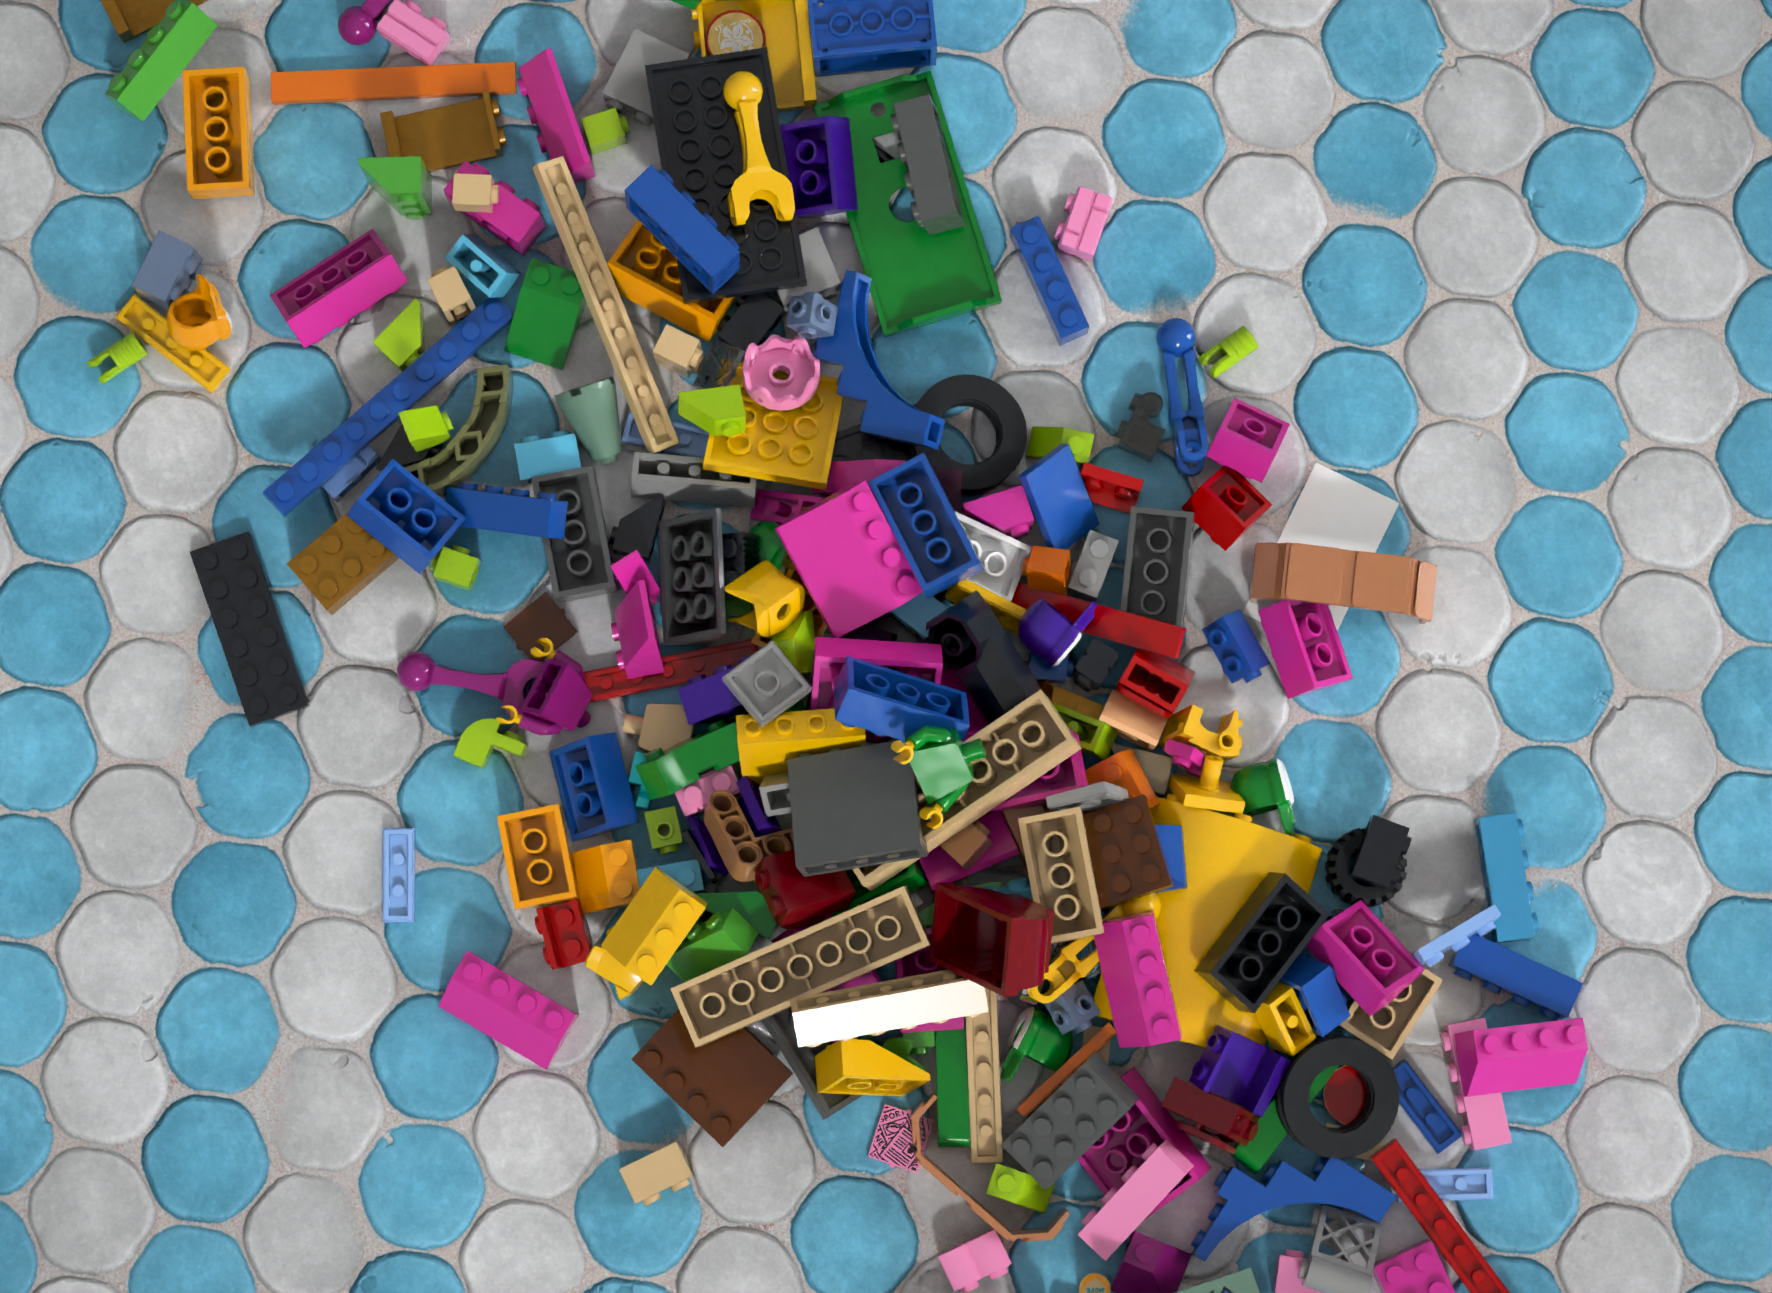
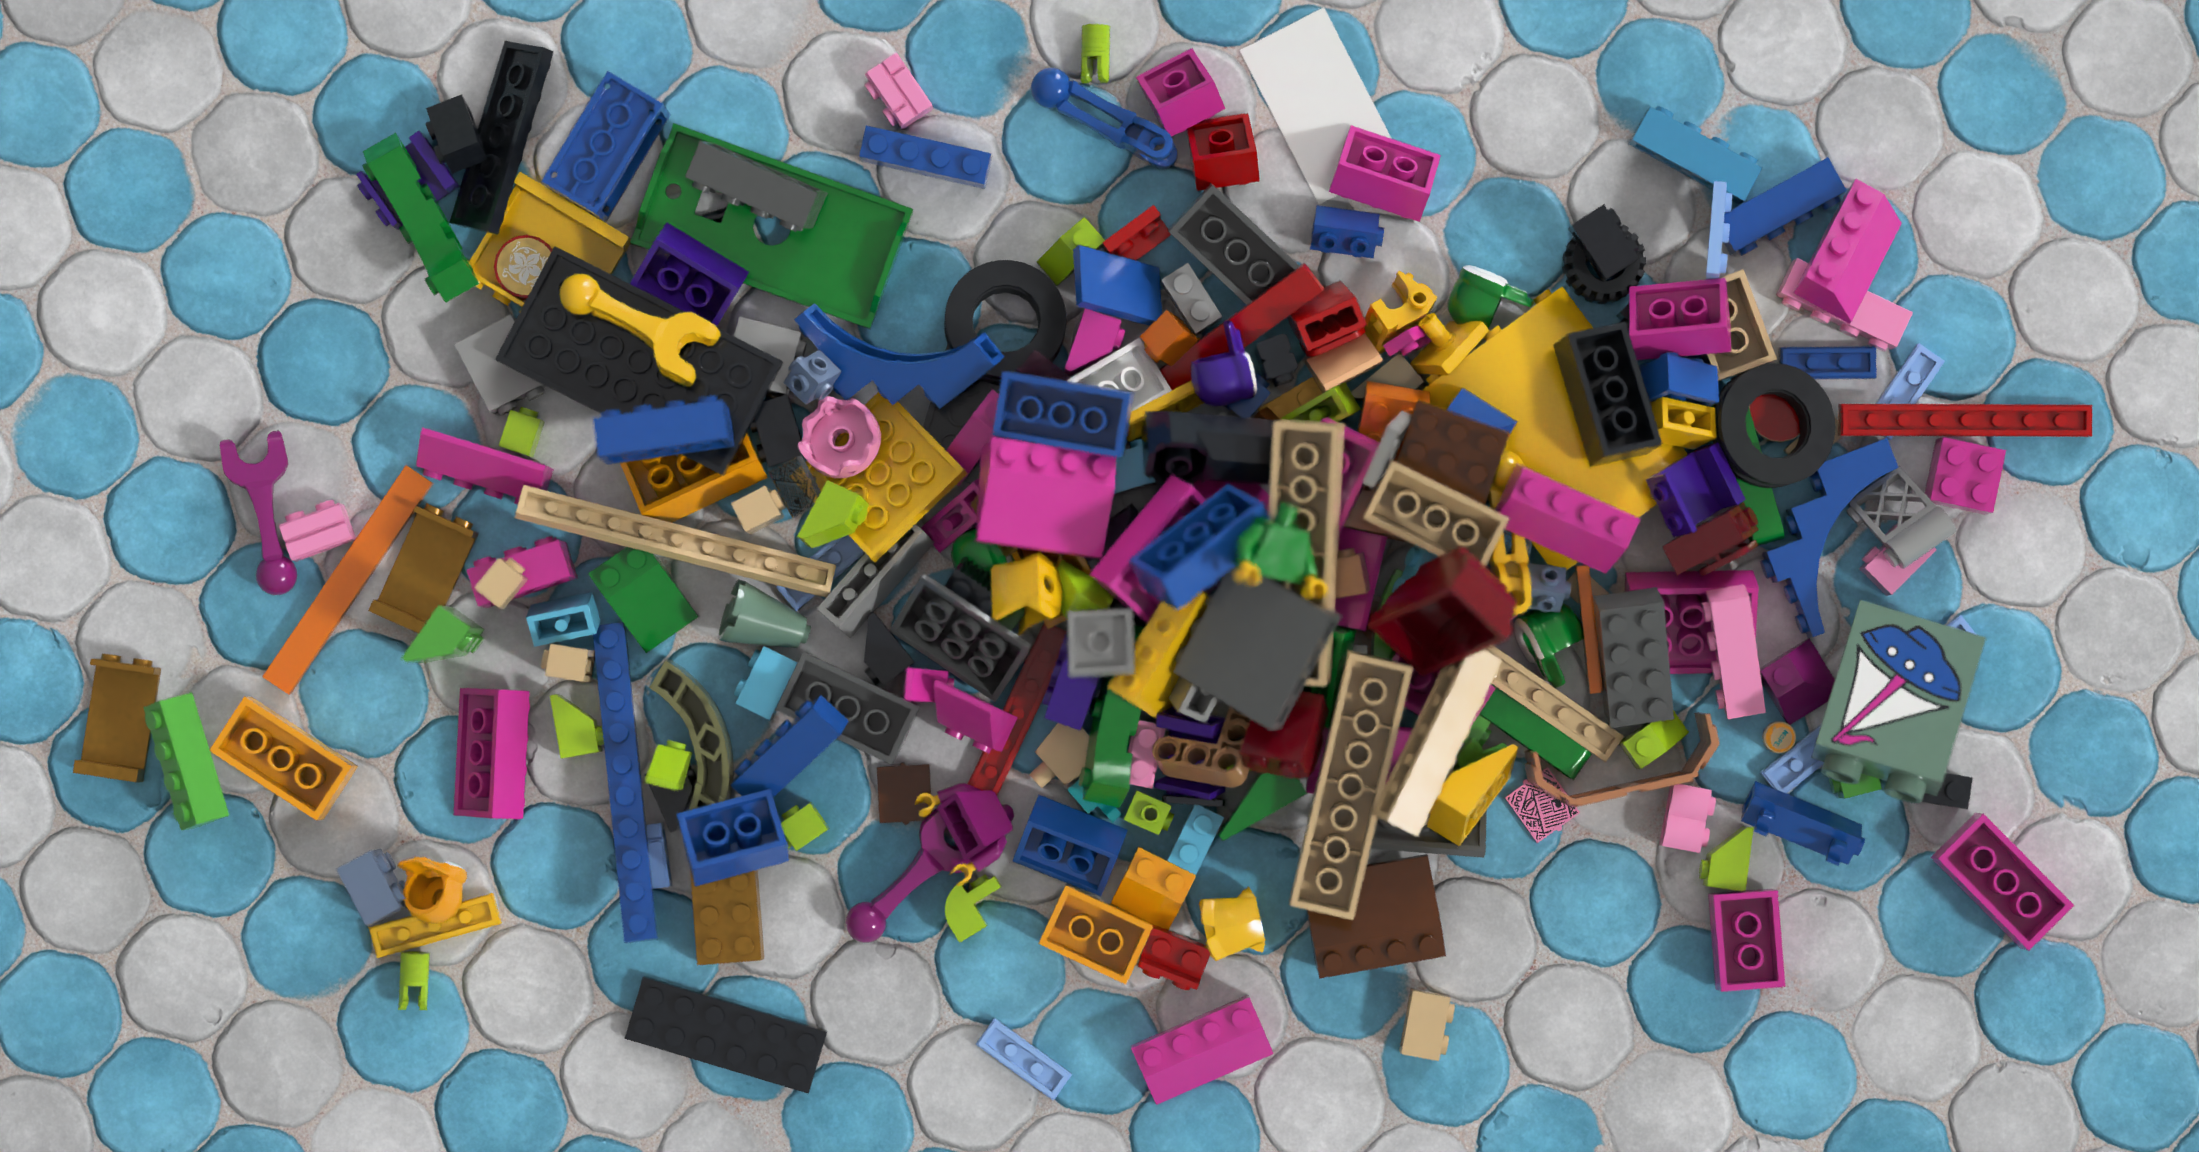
camera: 55 degrees left, 5 degrees up
(654, 925) = (1228, 880): yellow slope -> none
(713, 944) = (1275, 846): bright green brick -> none
(1139, 435) = (1108, 179): clear smoke brick -> none
(1343, 578) = (1356, 103): nougat windscreen -> none

